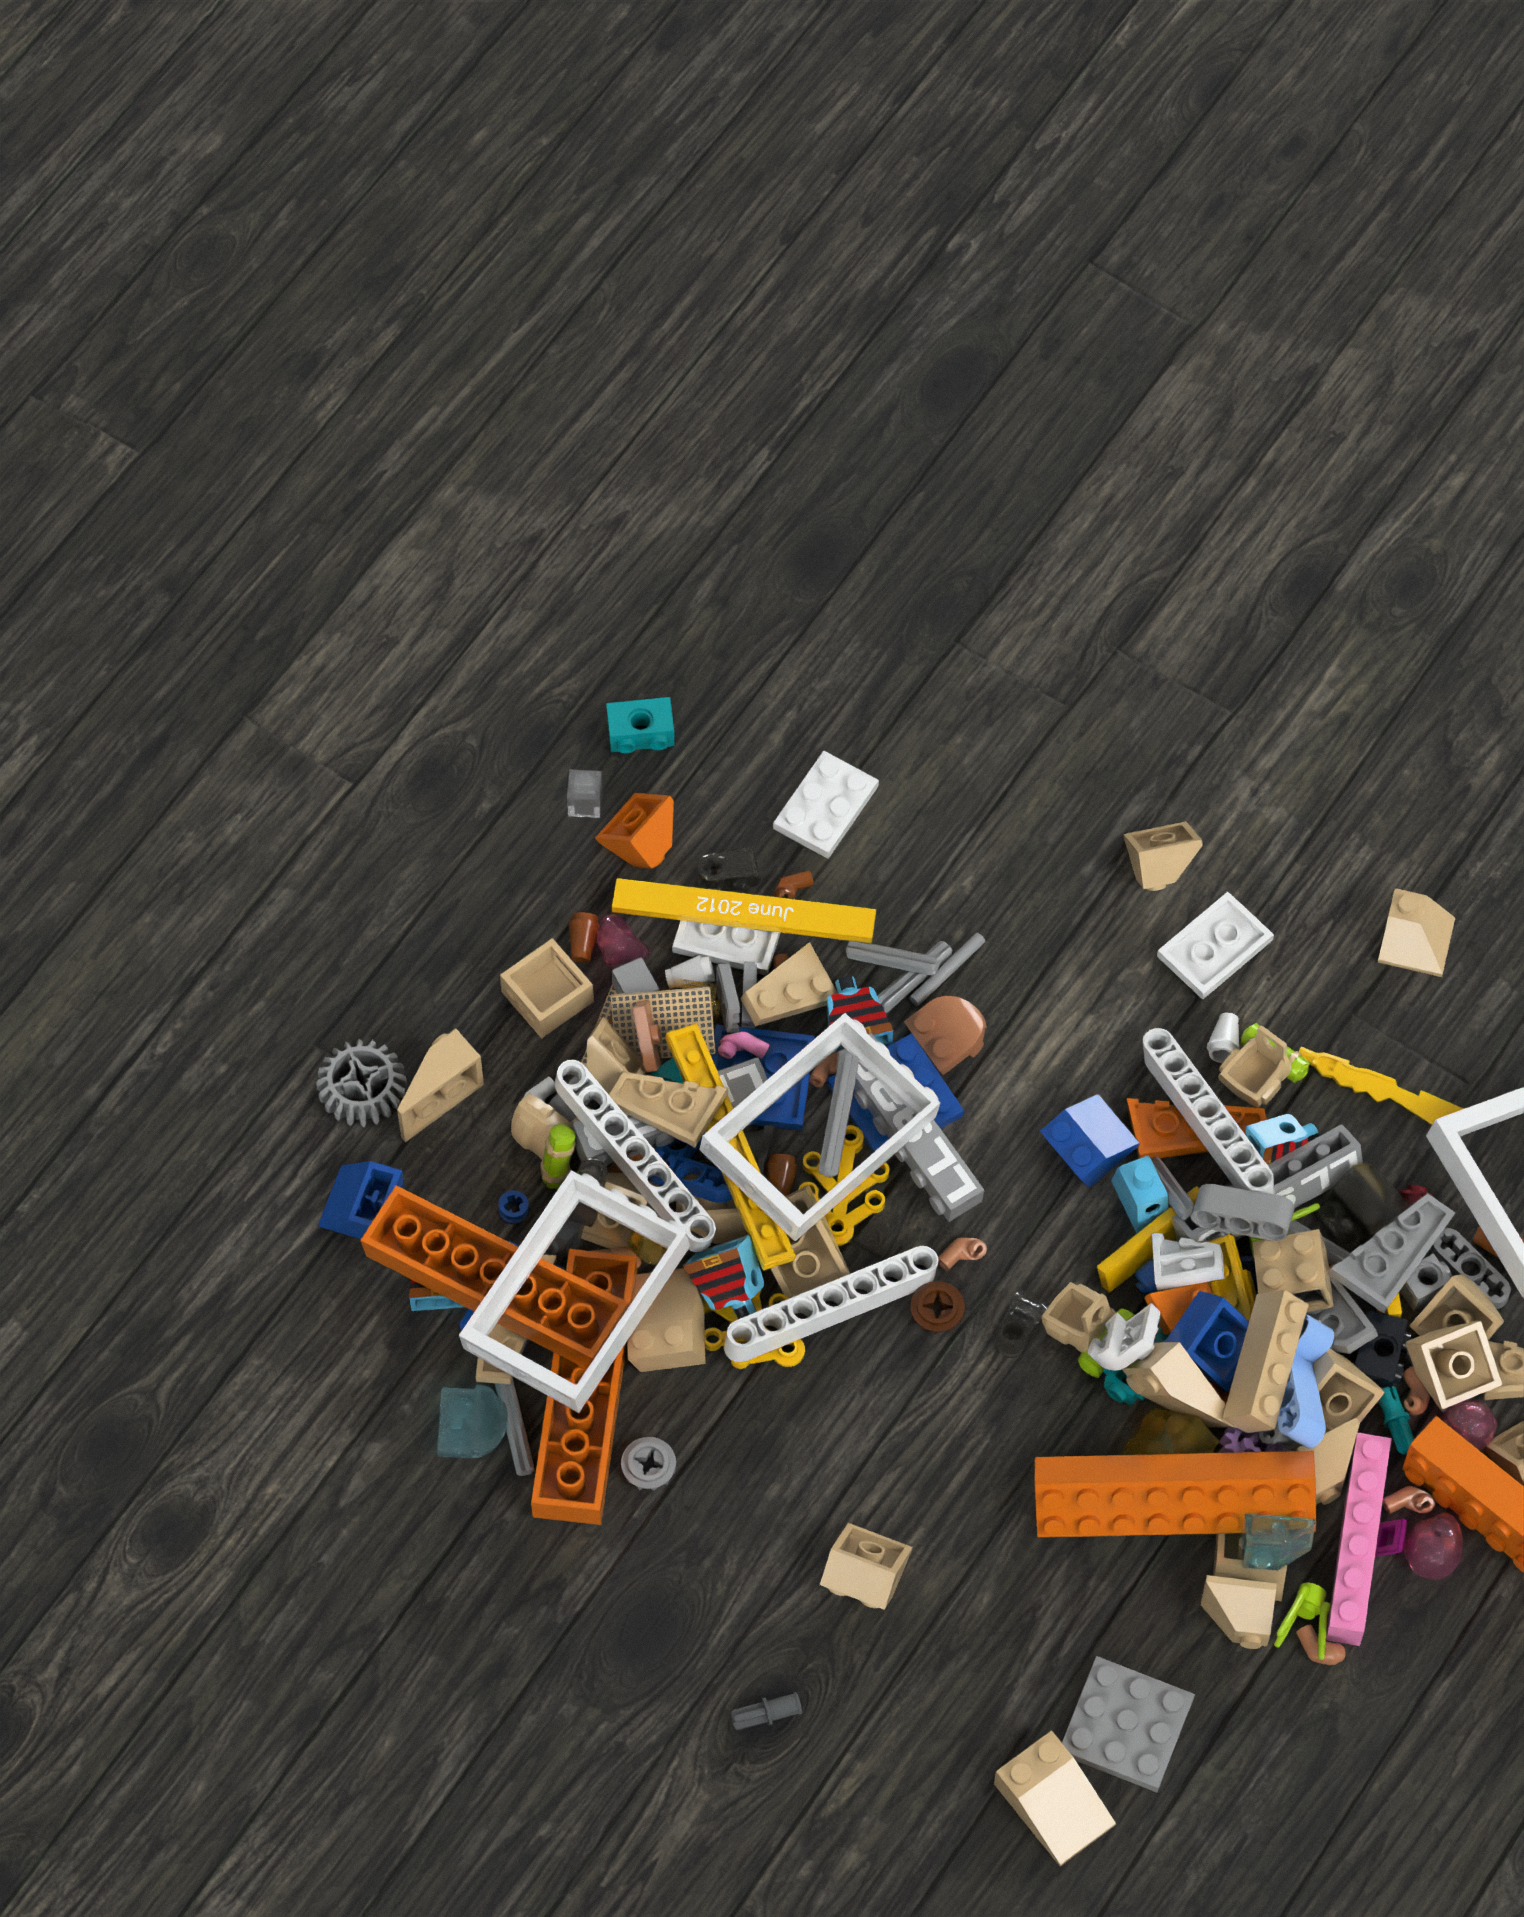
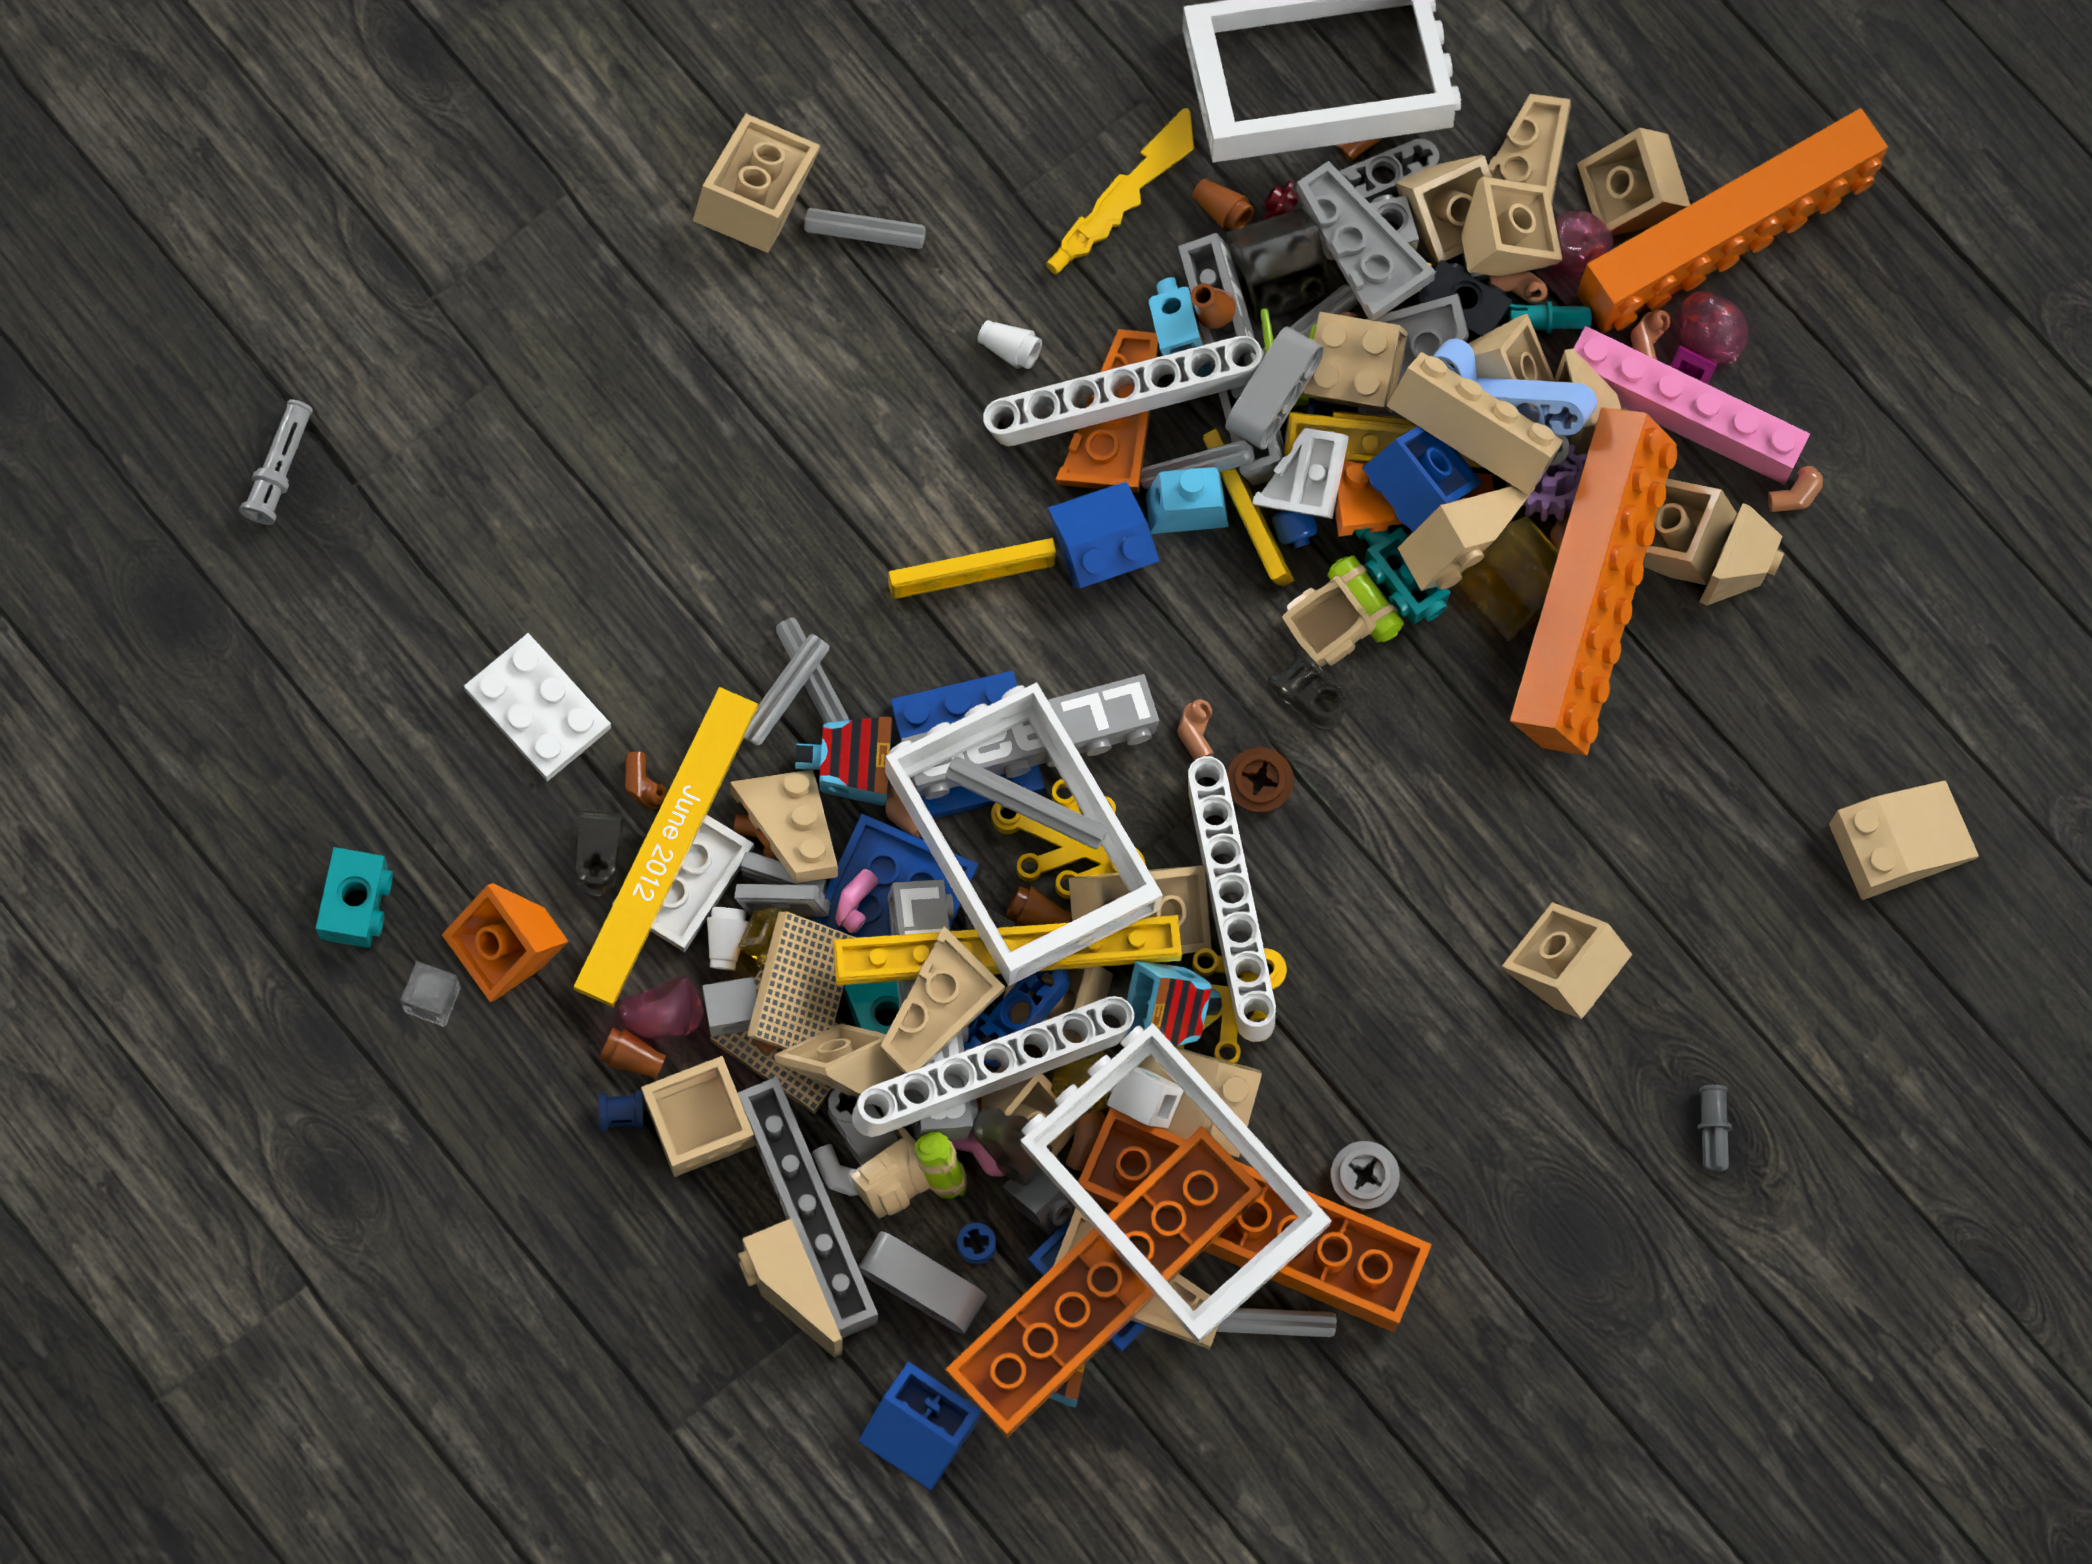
camera: 80 degrees left, 10 degrees up
(383, 1070) = (731, 1385): light grey gear -> none
(470, 1422) = (1255, 1372): clear light blue slope -> none
(471, 1174) = (922, 1282): none -> light grey beam
(500, 1079) = (808, 1205): none -> light grey brick
(535, 934) = (621, 1111): none -> dark blue bush
(642, 1269) = (1146, 1097): none -> white brick
(648, 1036) = (820, 1006): nougat plate -> none
(931, 585) = (272, 479): none -> light grey pin
(947, 969) = (810, 626): light grey bar -> none
(948, 1030) = (901, 656): nougat slope -> none
(1032, 1057) = (972, 568): none -> yellow tile
(1126, 1339) = (1392, 571): white slope -> none
(1127, 1723) = (1831, 730): light grey plate -> none
(1161, 853) = (741, 332): tan slope -> none
(1215, 945) = (884, 314): white plate -> none
(1260, 1066) = (1066, 313): tan piece -> none
(1274, 1540) = (1684, 494): clear light blue slope -> none
(1280, 915) = (864, 228): none -> light grey axle
(1286, 828) = (755, 183): none -> tan slope
(1295, 1152) = (1212, 305): none -> dark orange cone
(1307, 1605) = (1746, 486): lime plant -> none
(1397, 1158) = (1224, 206): none -> dark orange cone
(1416, 934) = (940, 88): tan slope -> none

